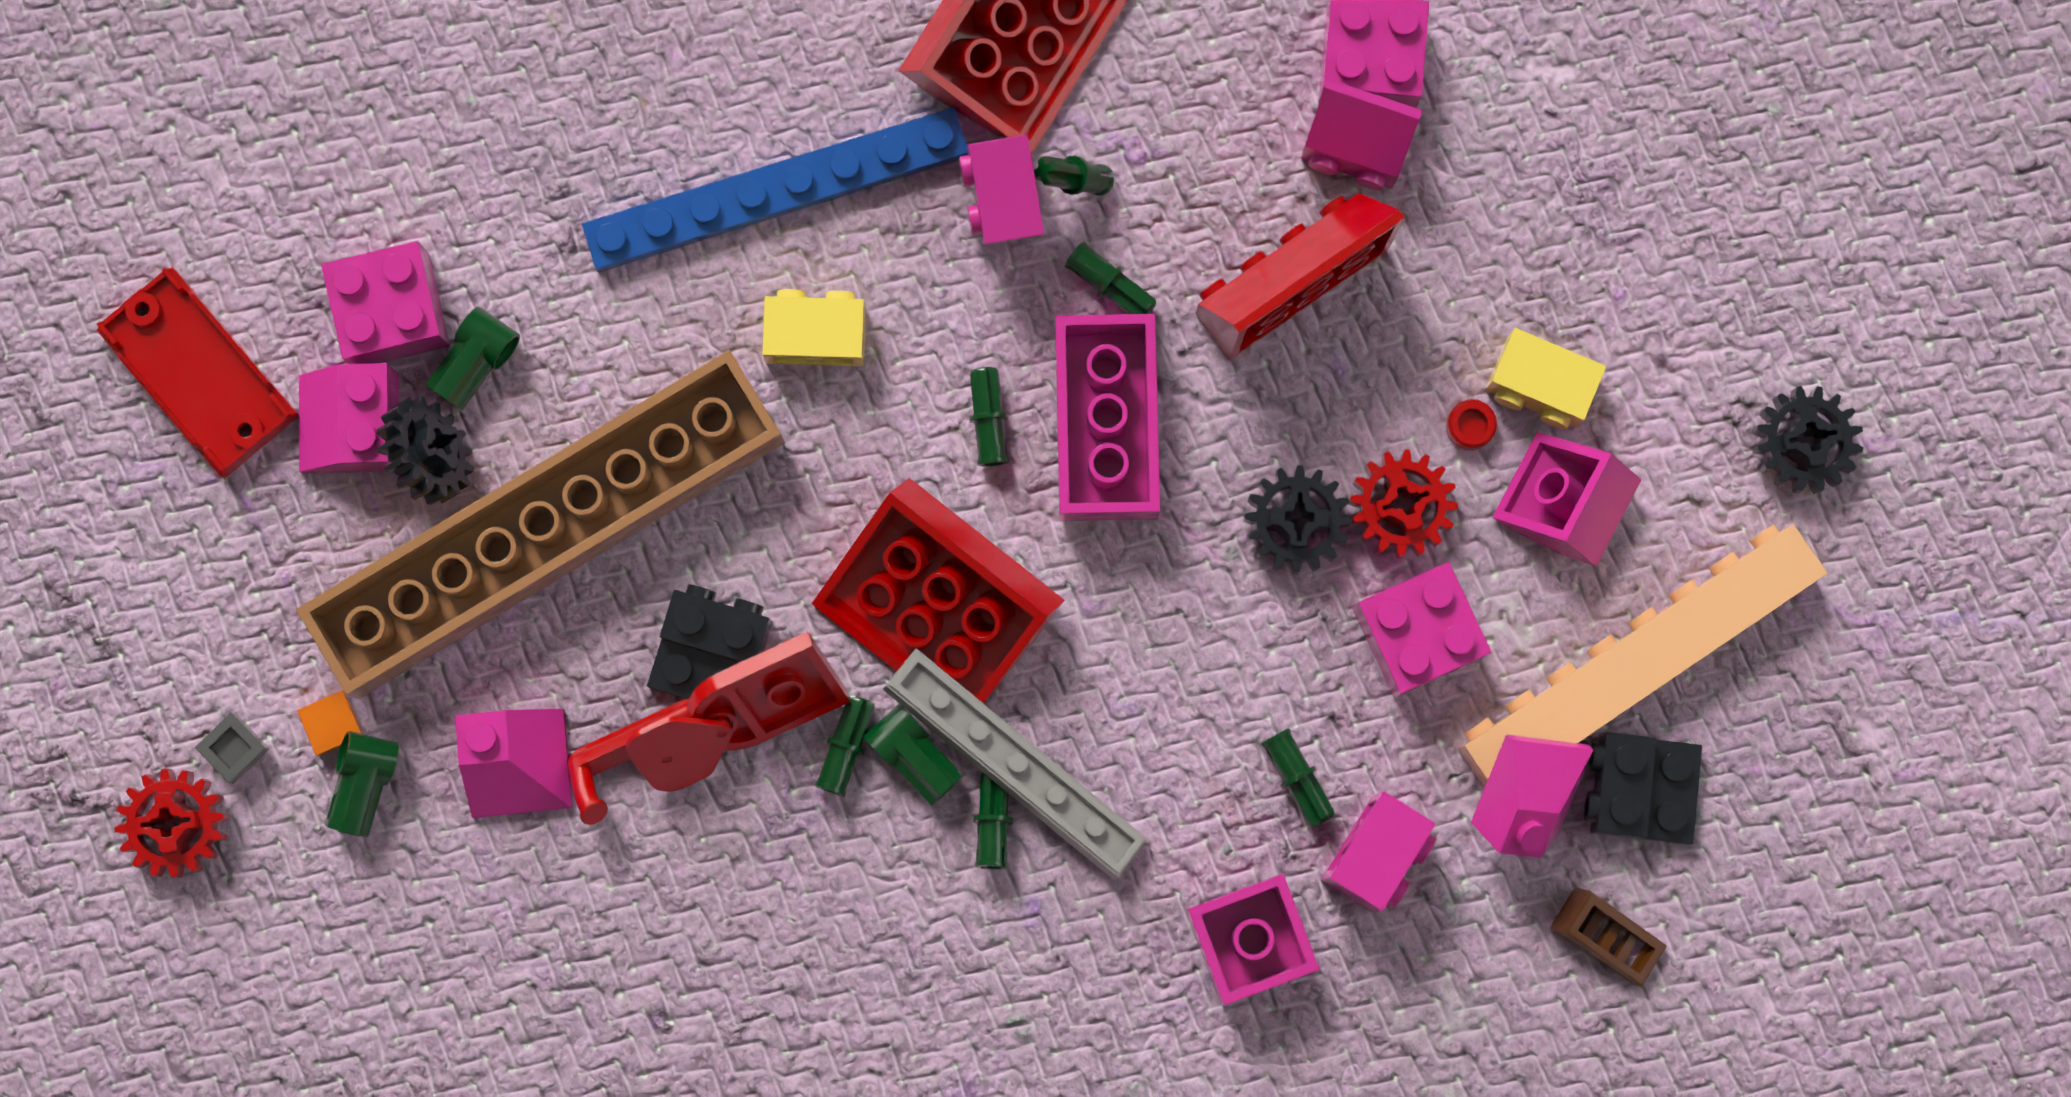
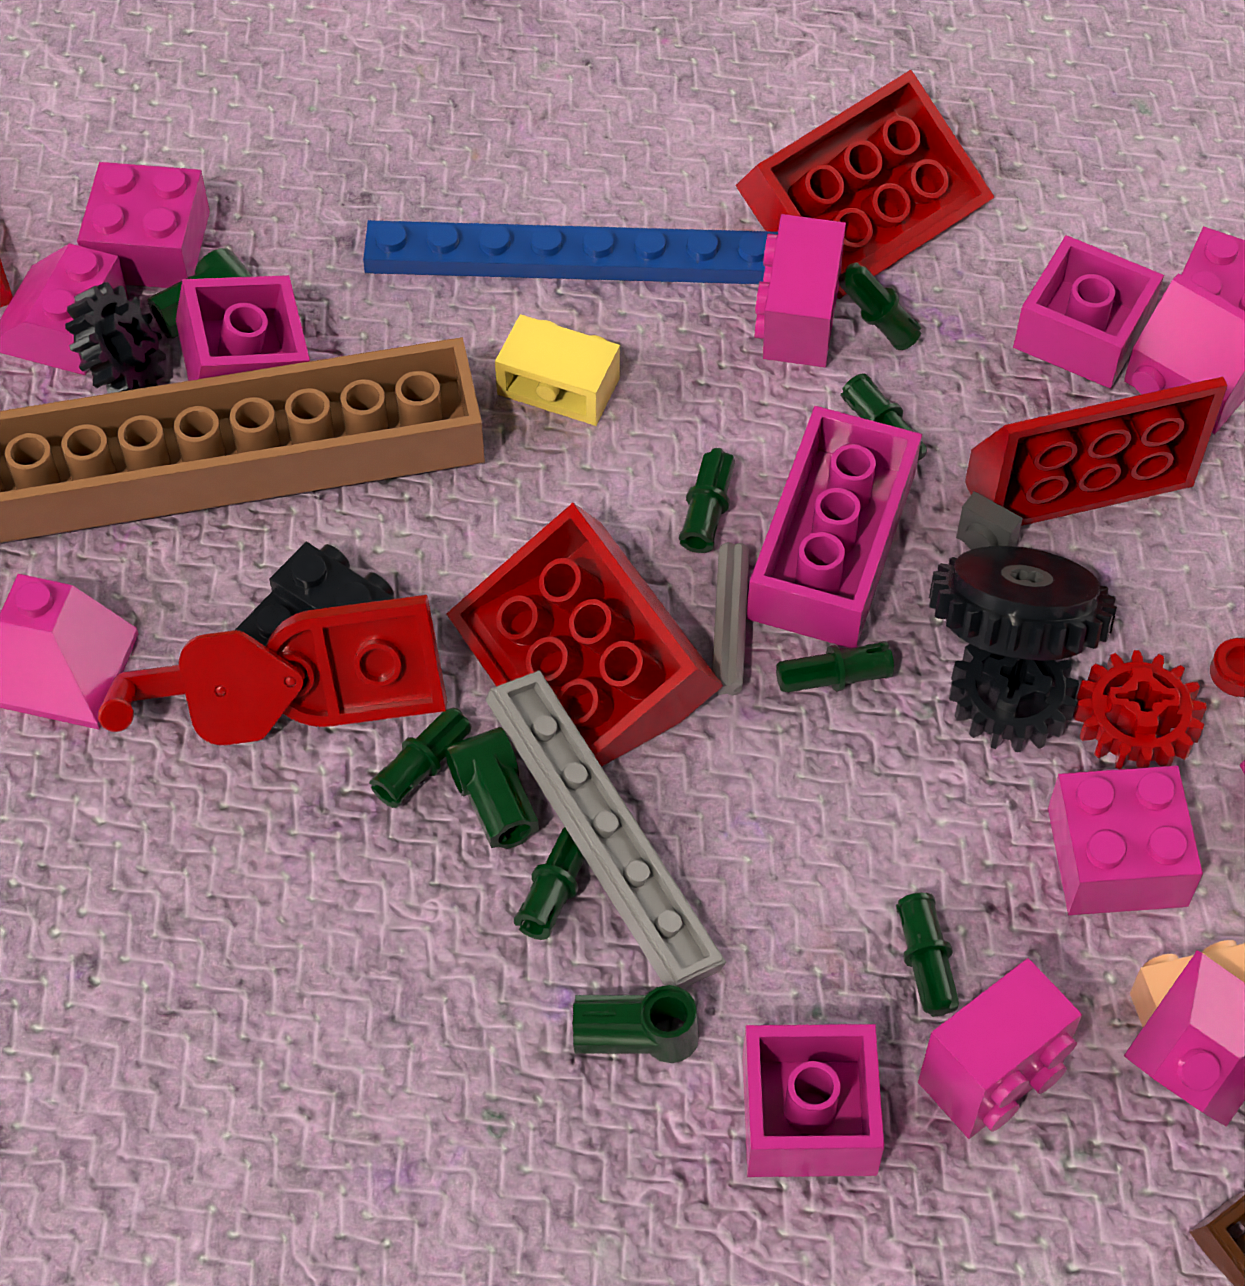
camera: 20 degrees right, 25 degrees down
(532, 406) = (238, 325): none -> dark pink brick
(1046, 525) = (730, 617): none -> light grey axle
(1092, 921) = (628, 1024): none -> dark green piece
(1147, 547) = (836, 668): none -> dark green axle
(1232, 369) = (987, 524): none -> dark grey plate
(1254, 113) = (1087, 311): none -> dark pink brick
(1284, 447) = (1022, 603): none -> black gear

